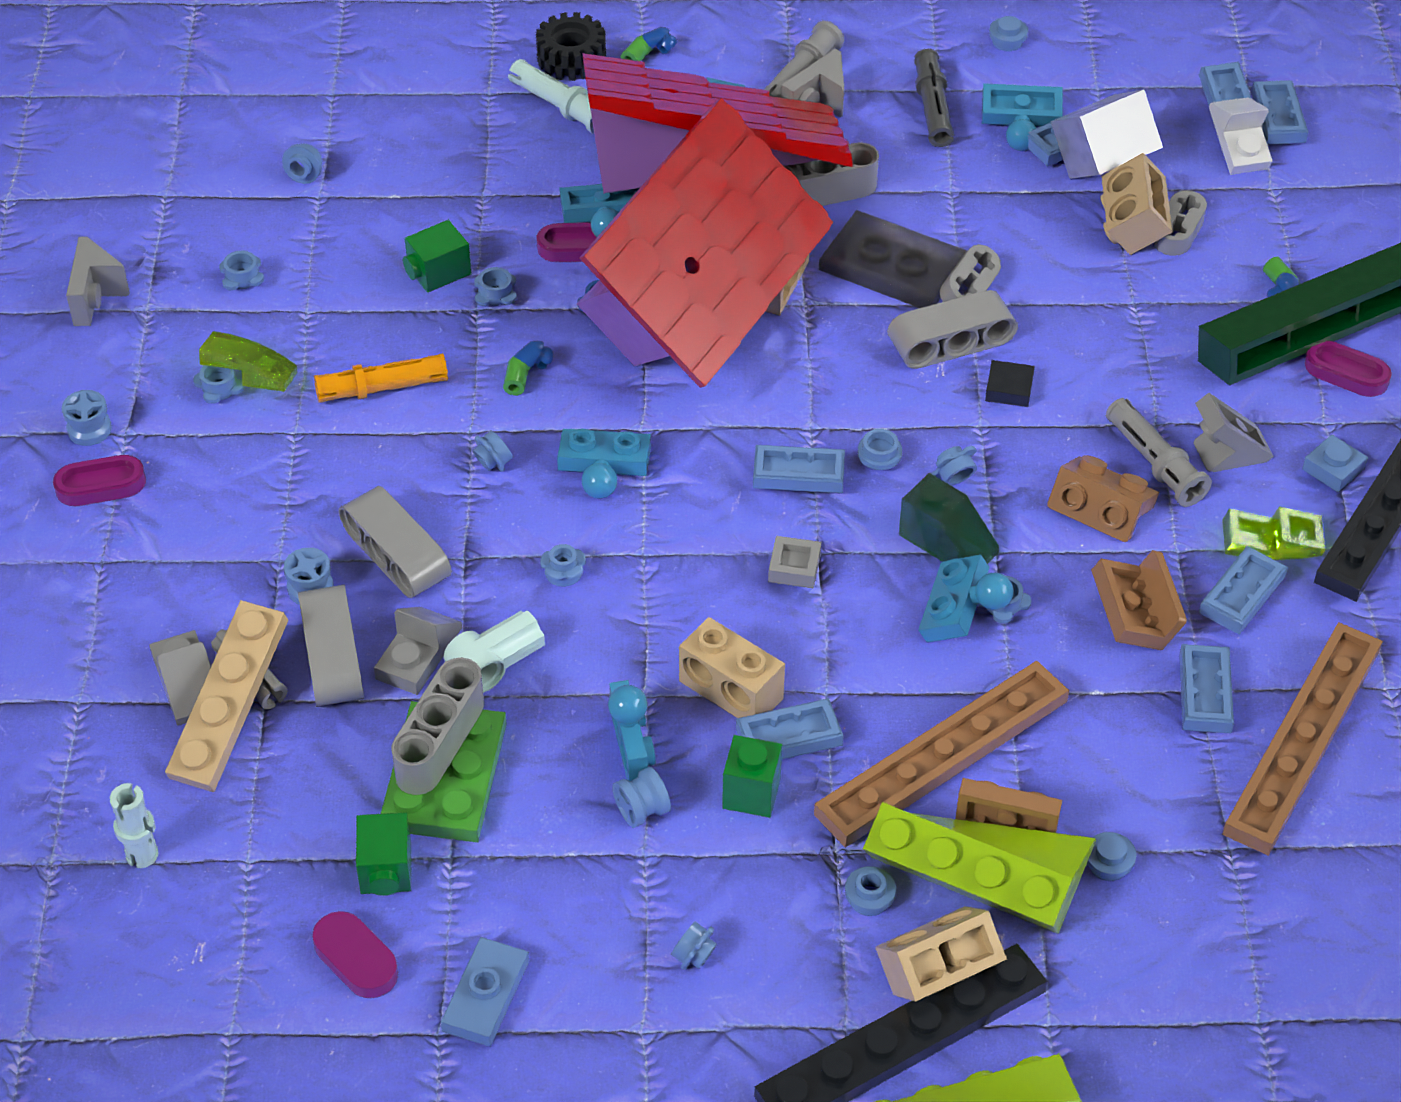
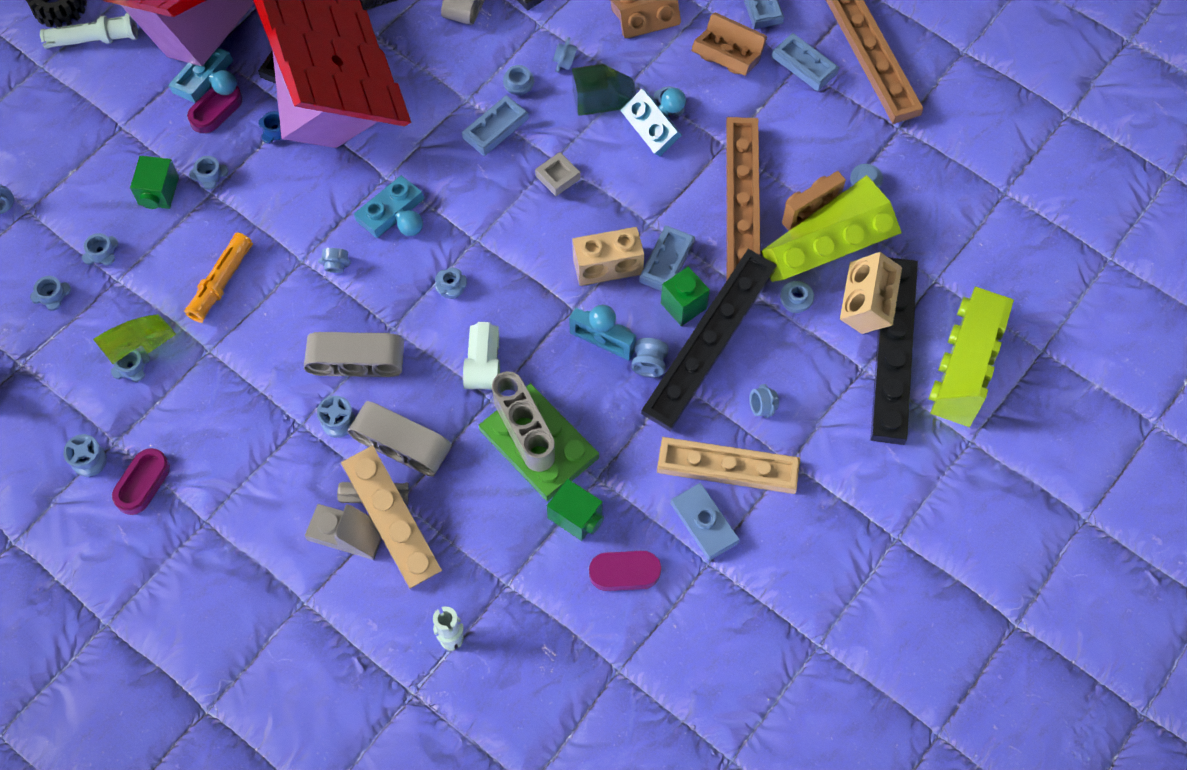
camera: 50 degrees left, 15 degrees up
(323, 271) = (94, 244): none -> medium blue plate
(416, 648) = (440, 396): light grey slope -> none
(518, 366) = (281, 192): arm -> none
(582, 970) = (728, 465): none -> tan tile
(717, 833) = (708, 340): none -> black plate

